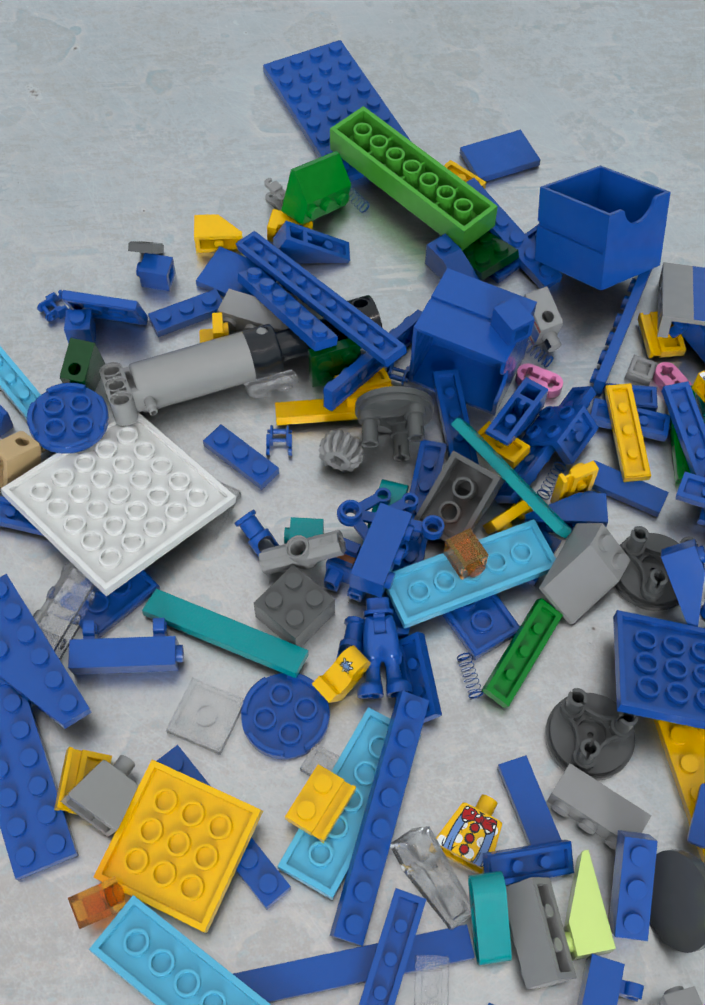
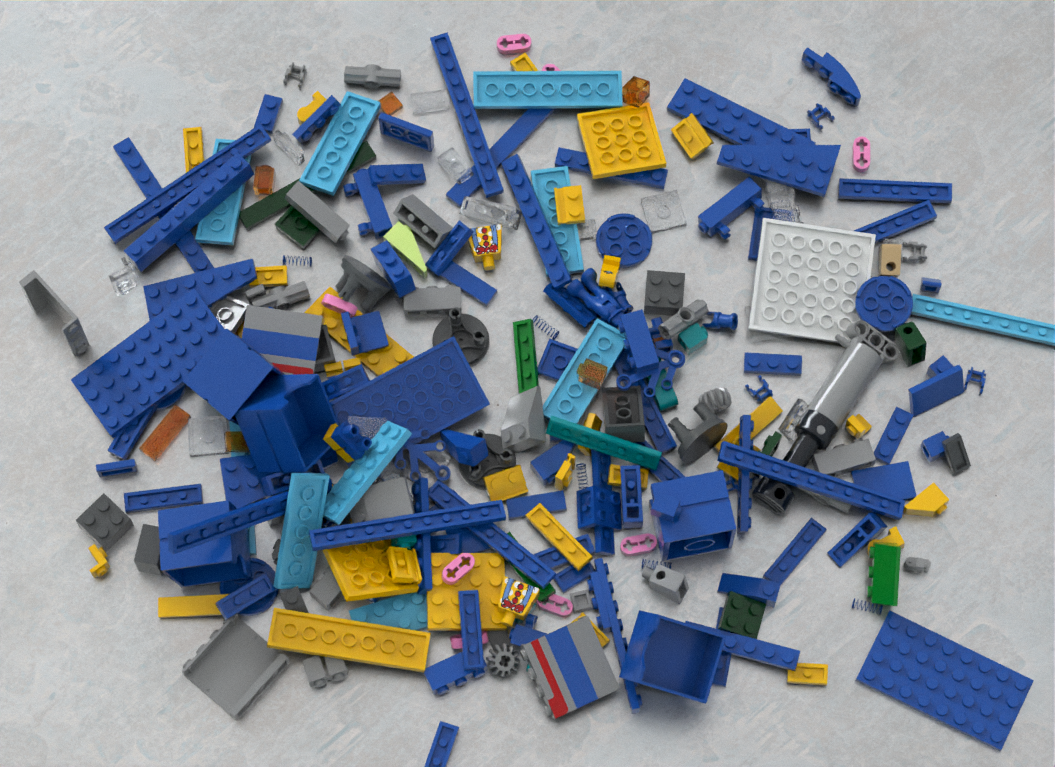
camera: 145 degrees right, 10 degrees up
(104, 795) = (675, 134): light grey torso -> none
(226, 633) = (690, 255): teal tile -> none
(287, 309) = (822, 461): blue plate -> none
(382, 278) = (795, 552): none -> blue tile
(413, 177) = (834, 629): bright green brick -> none
(489, 918) = (450, 207): teal beam -> none
(500, 156) = (799, 721): blue tile -> none
(625, 351) = (598, 602): none -> blue plate
(661, 525) = (505, 483): none -> yellow plate

